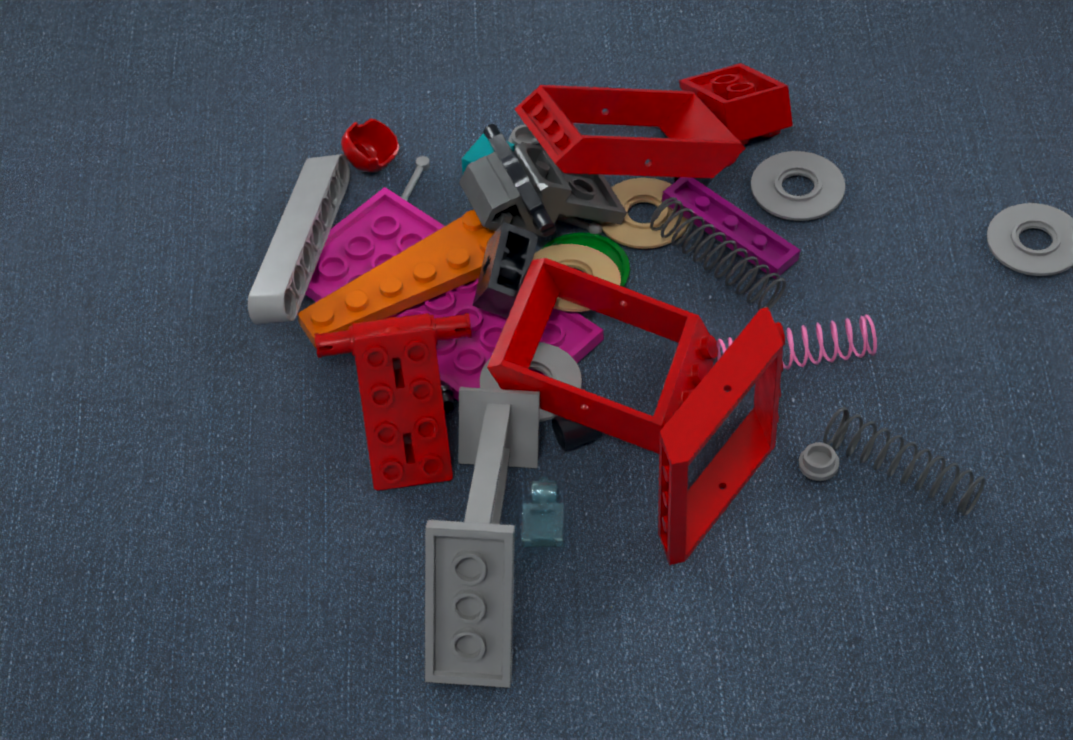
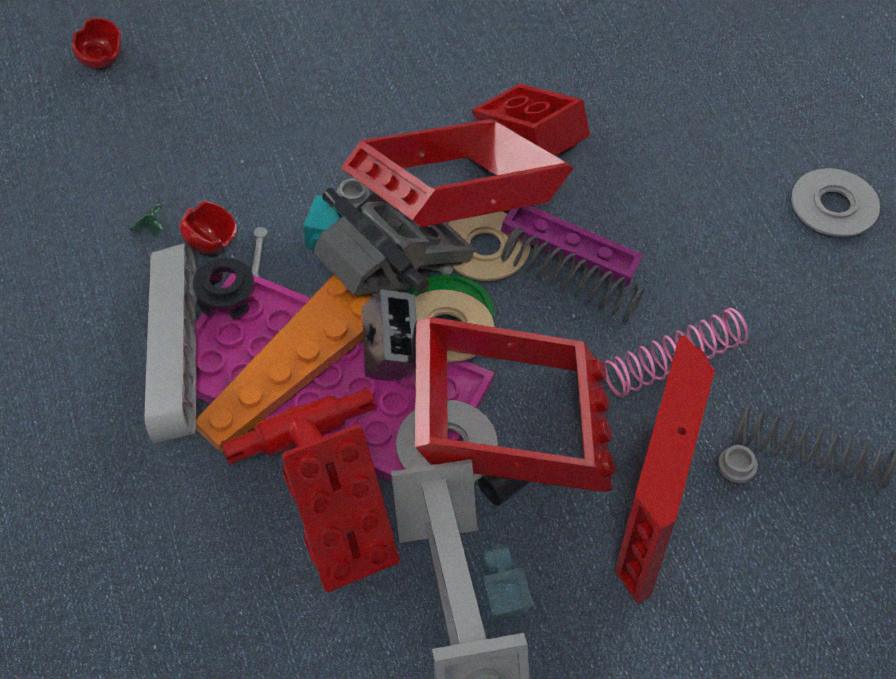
camera: 20 degrees left, 5 degrees up
(317, 129) = (149, 221): none -> clear green plant
(351, 203) = (231, 298): none -> black piece
(822, 200) = (588, 201): light grey piece -> none

